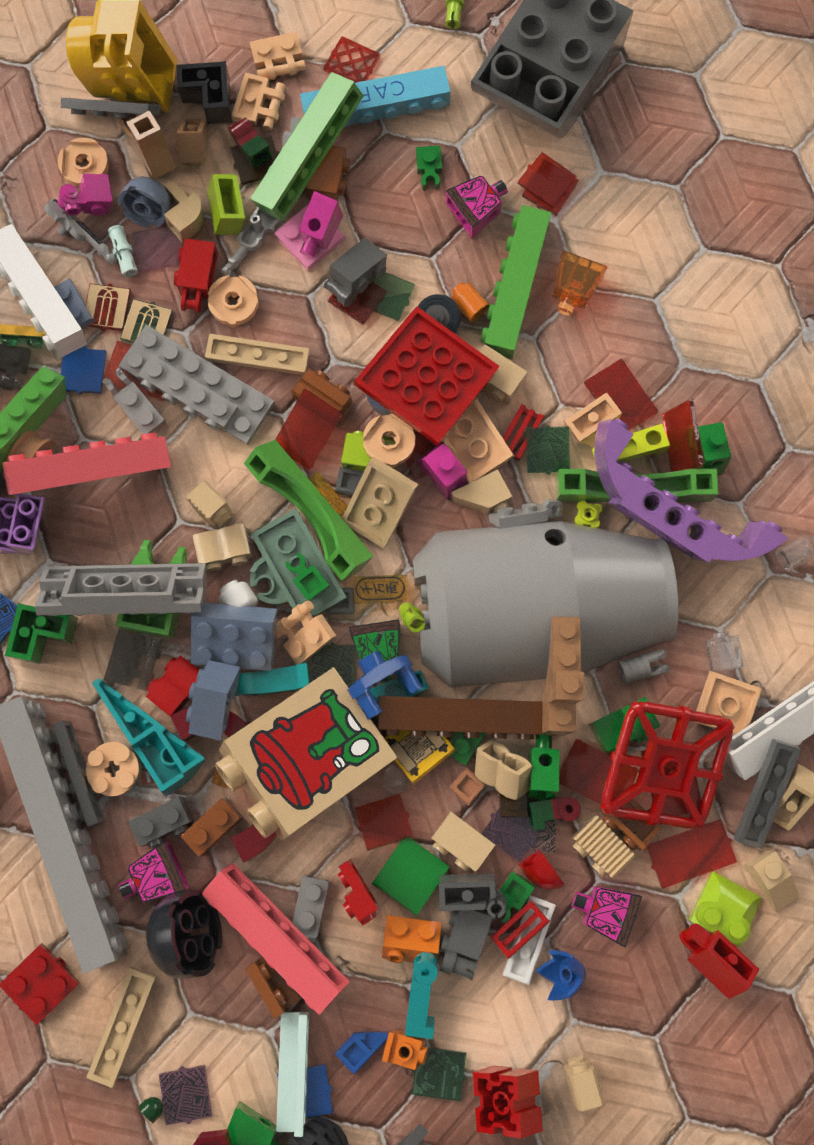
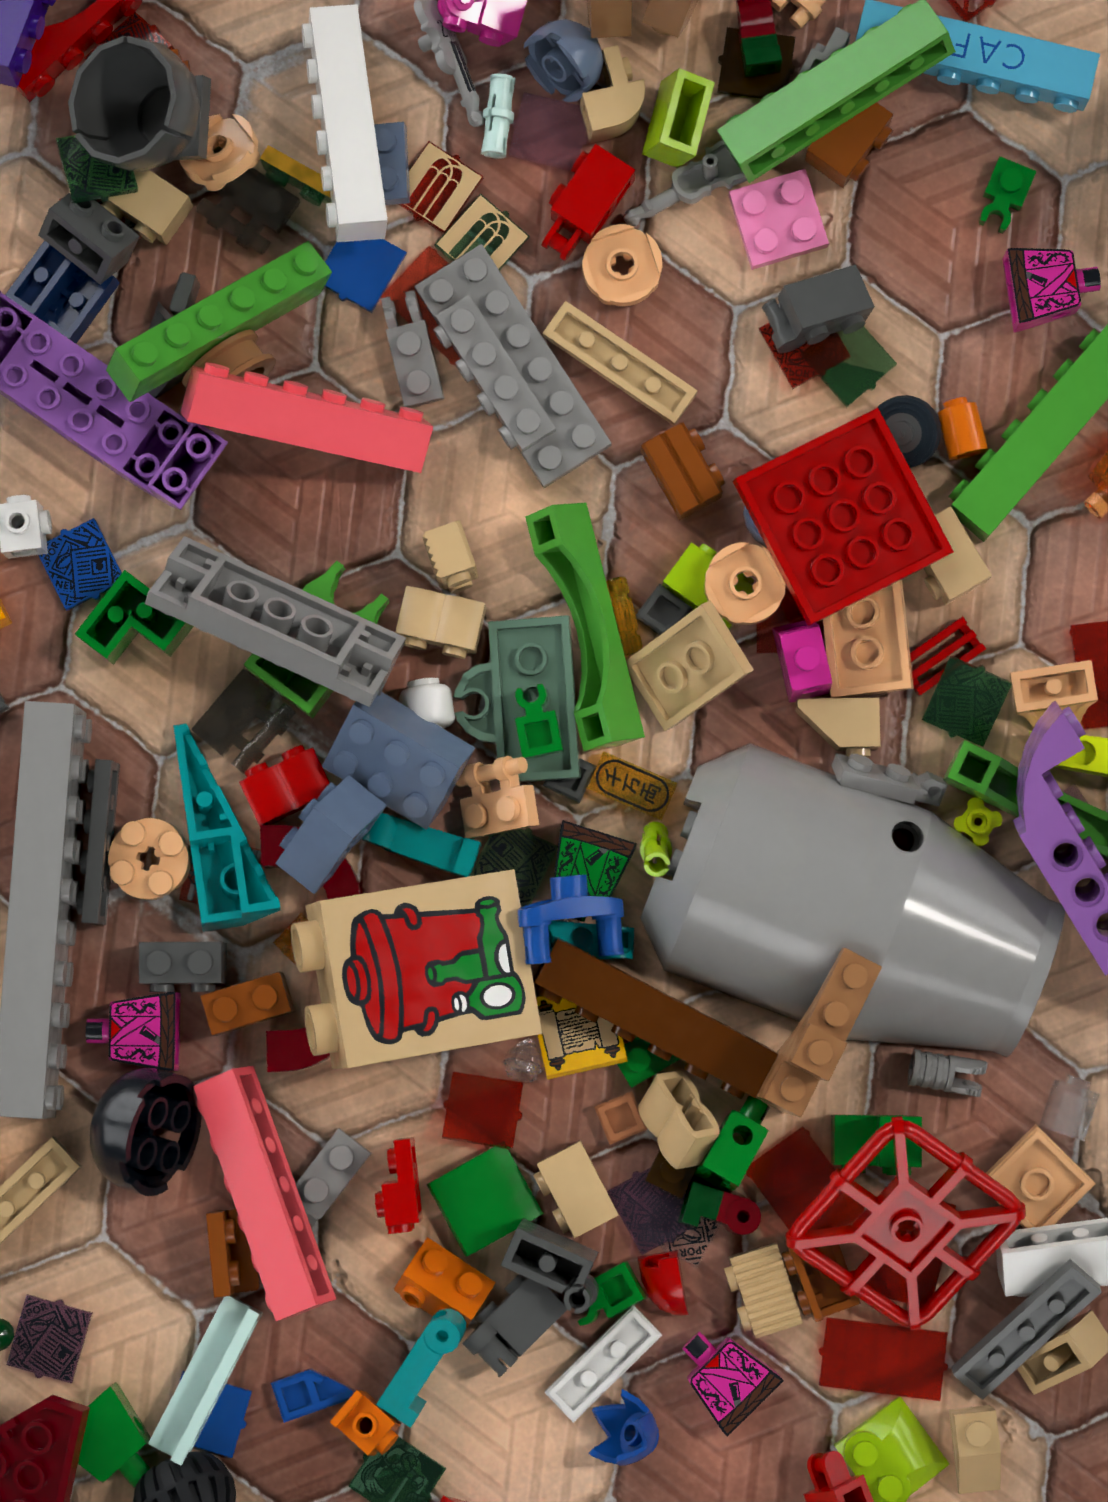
camera: 30 degrees right, 5 degrees up
(308, 428) = (639, 508): clear red piece -> none
(319, 224) = (807, 204): dark pink torso -> none
(502, 945) = (631, 1334): red tile -> none

